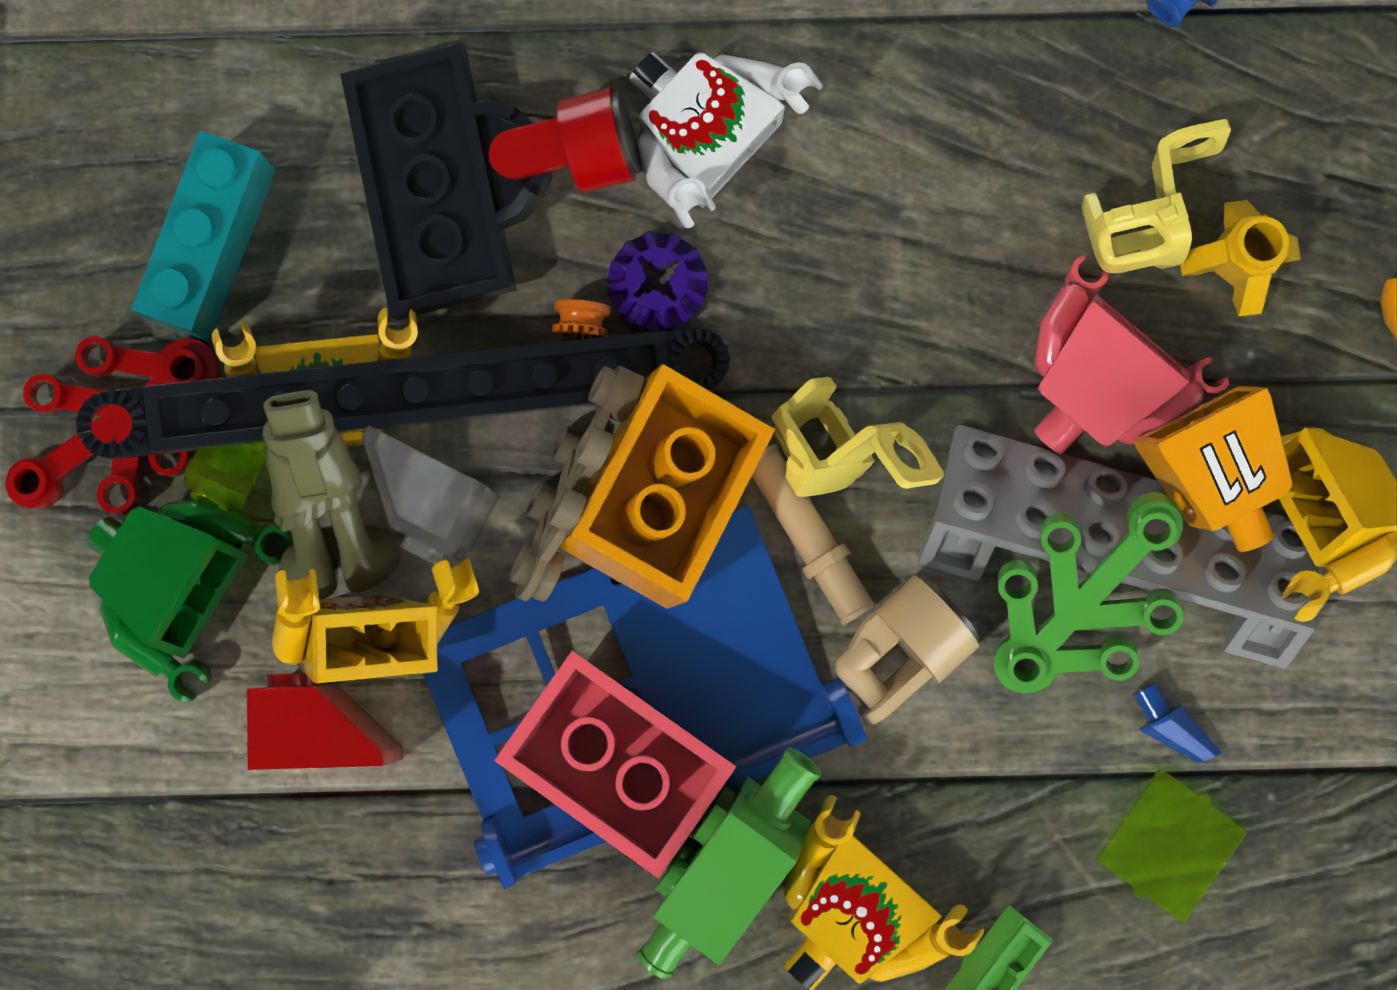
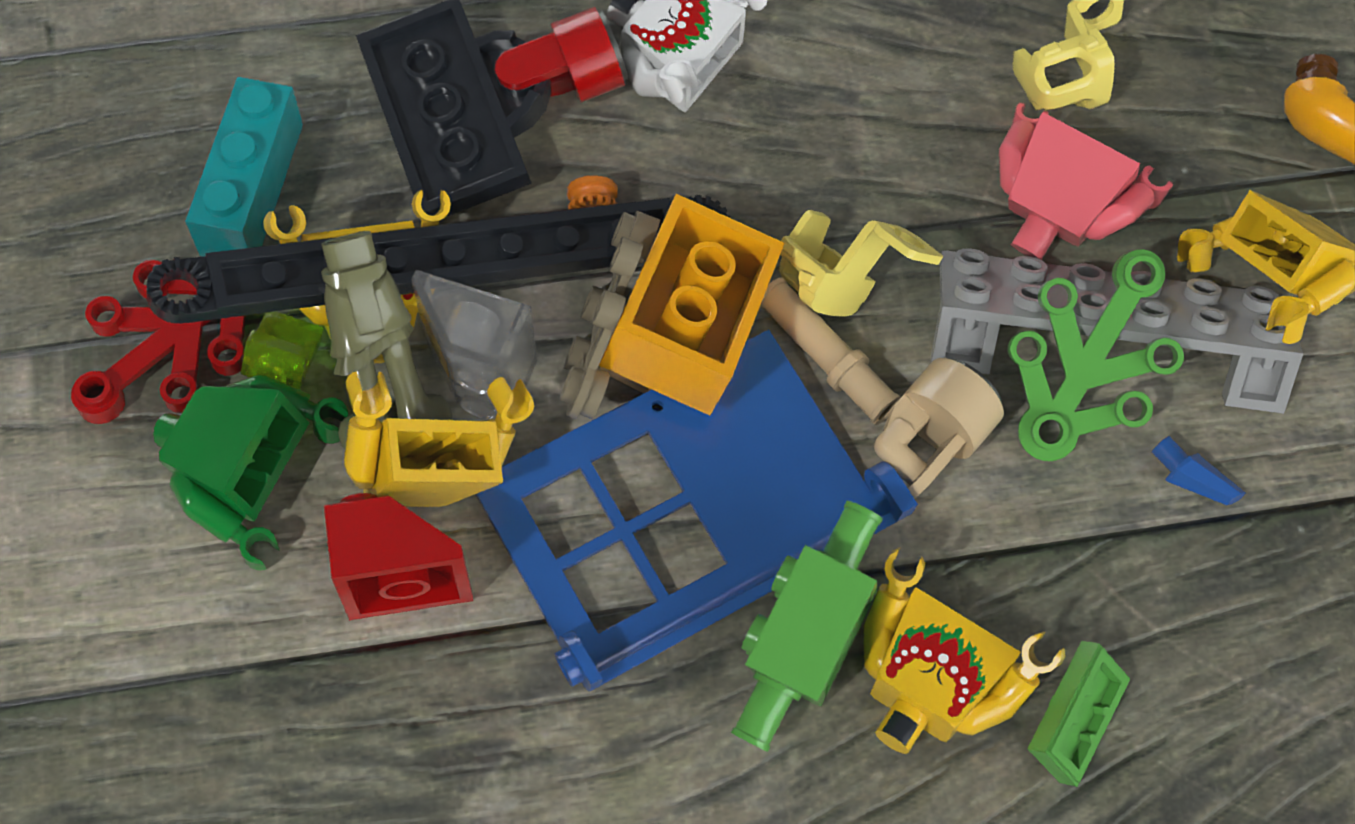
camera: 10 degrees left, 20 degrees down
(615, 764) = (683, 546): coral brick -> none
(653, 310) = (630, 165): dark purple gear -> none
(1171, 845) = (1220, 582): clear neon green piece -> none
(1223, 464) = (1189, 225): light orange torso -> none
(1245, 255) = (1161, 85): yellow rock -> none

